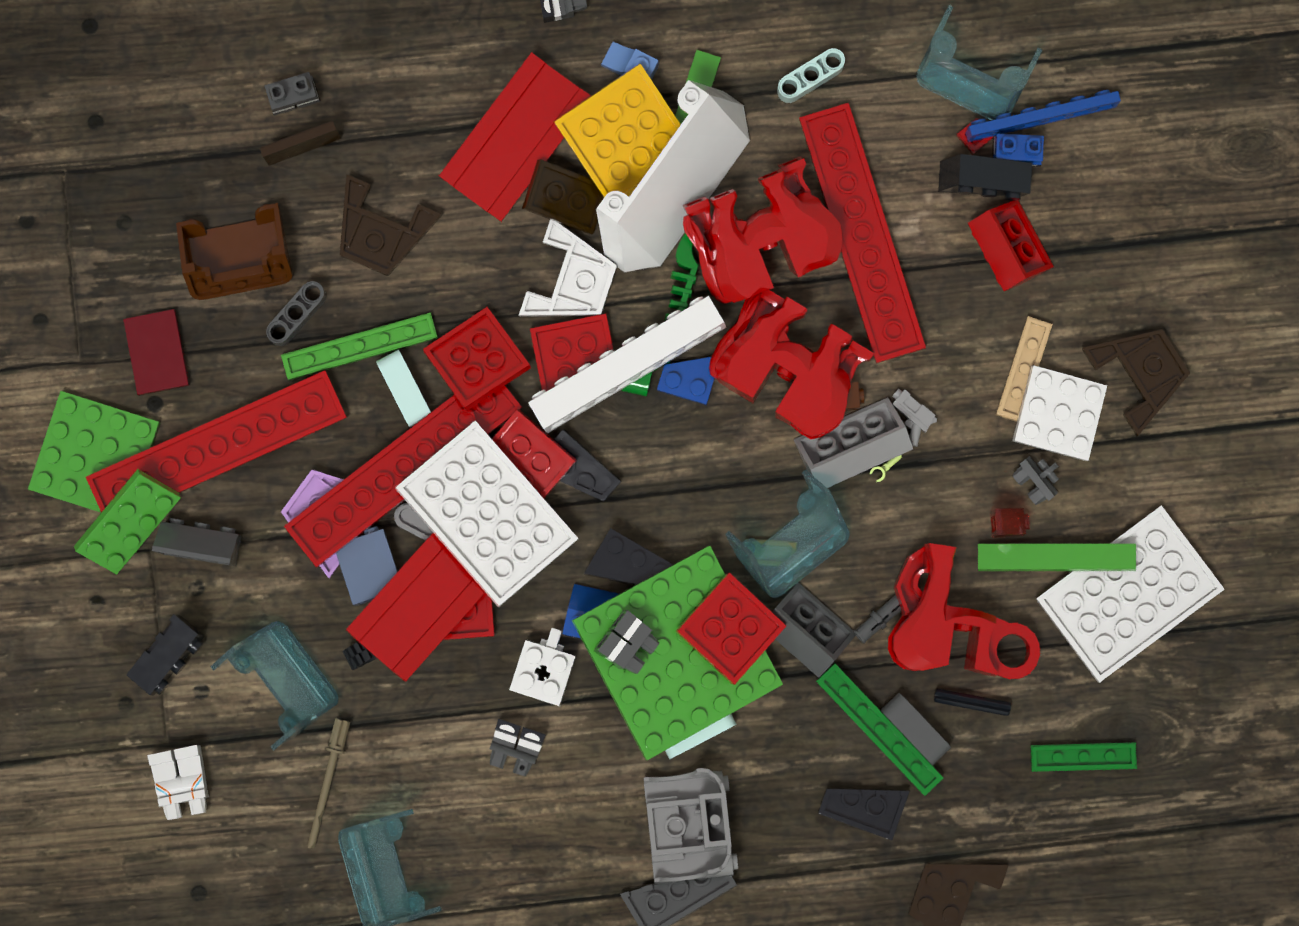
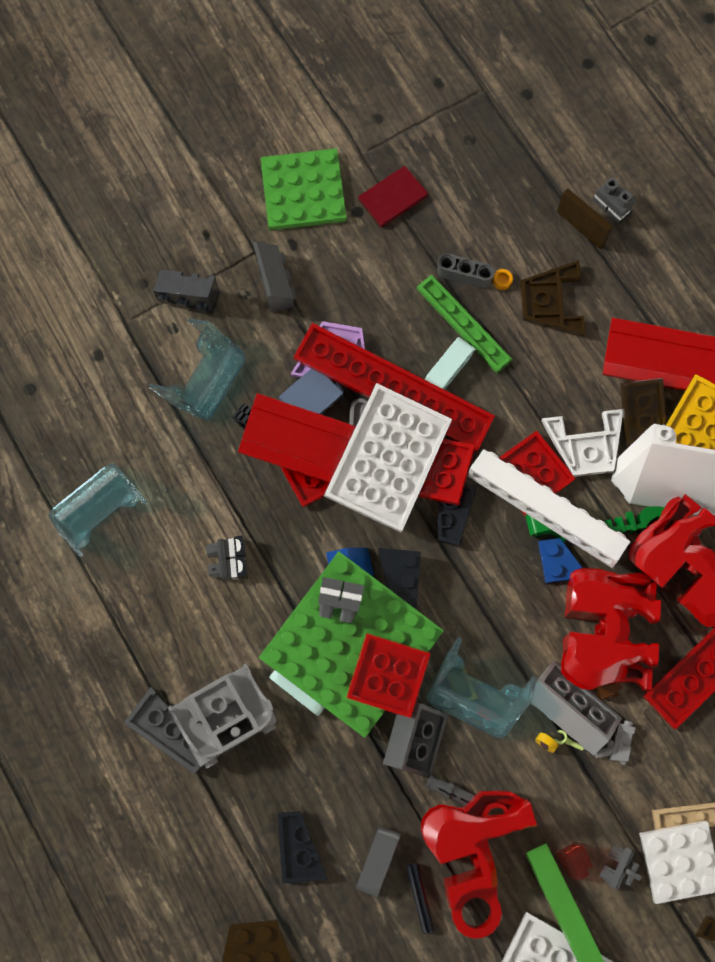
camera: 65 degrees right, 10 degrees down
(127, 521) = (267, 222): bright green plate -> none
(182, 788) = (103, 338): white hips -> none
(228, 439) = (347, 260): red plate -> none
(234, 255) = (481, 213): reddish brown windscreen -> none
(326, 273) = (502, 279): none -> light orange tile
(335, 746) = (172, 433): dark tan piece -> none
(476, 358) = (496, 403): red plate -> none
(558, 664) = (302, 562): white hinge -> none
(876, 491) = (546, 742): none -> yellow tile
(879, 729) = (364, 833): green plate -> none

